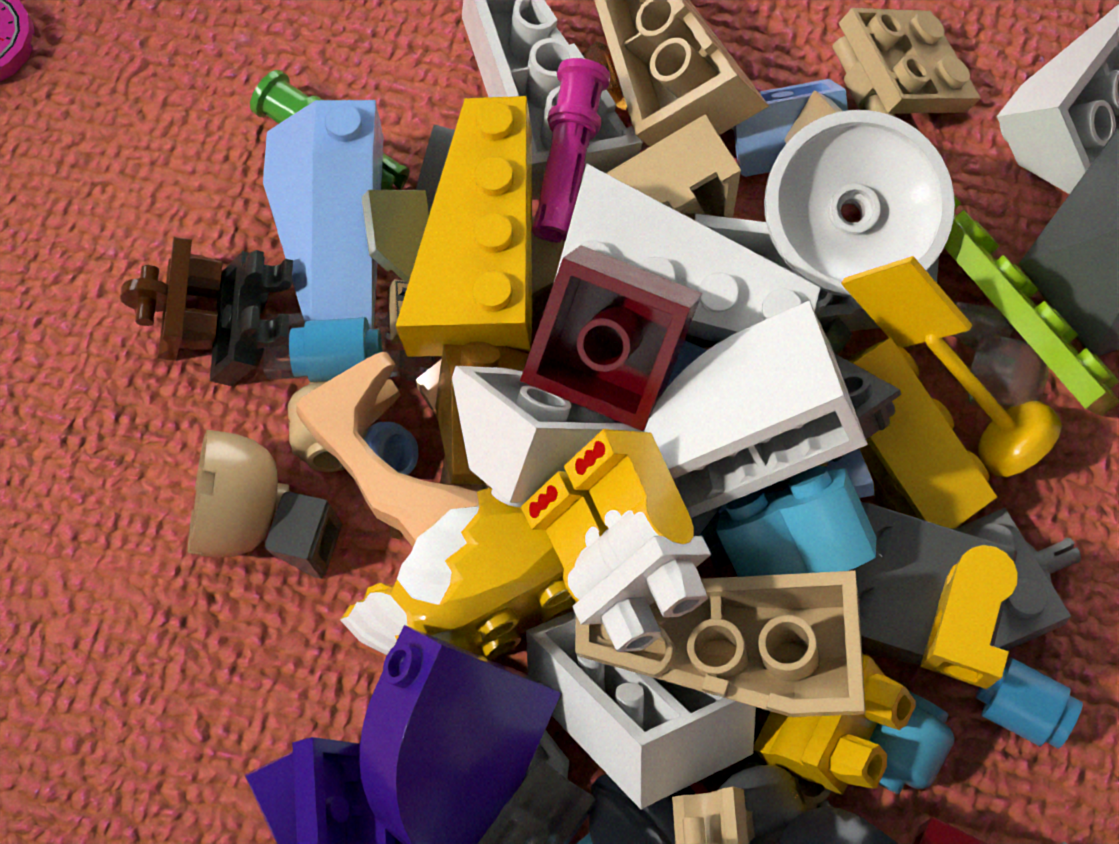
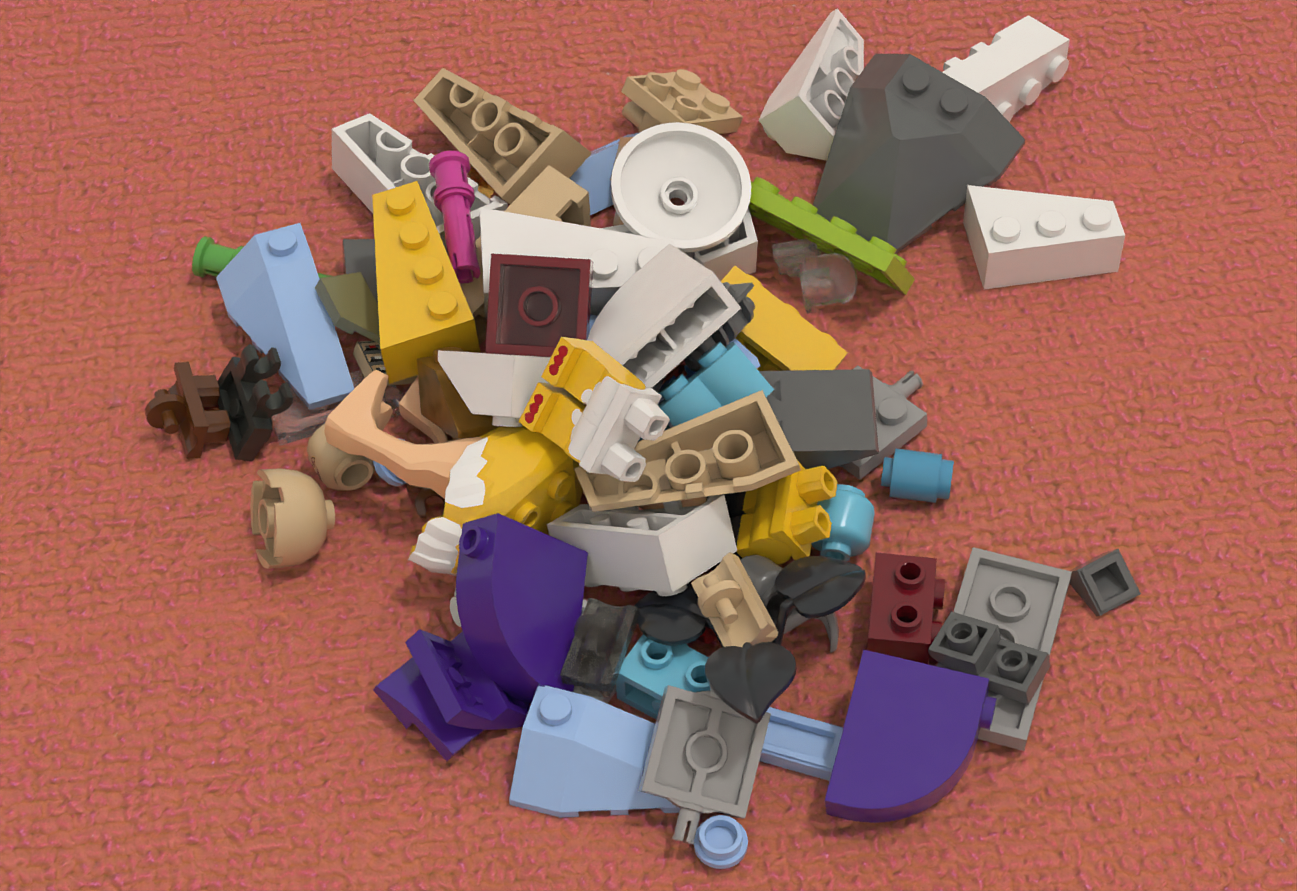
camera: 20 degrees left, 15 degrees down
(304, 533) = (354, 526): dark grey slope -> none
(331, 347) = (325, 393): dark azure brick -> none
(917, 310) = (744, 239): yellow piece -> none
(968, 616) = (852, 428): yellow leg -> none

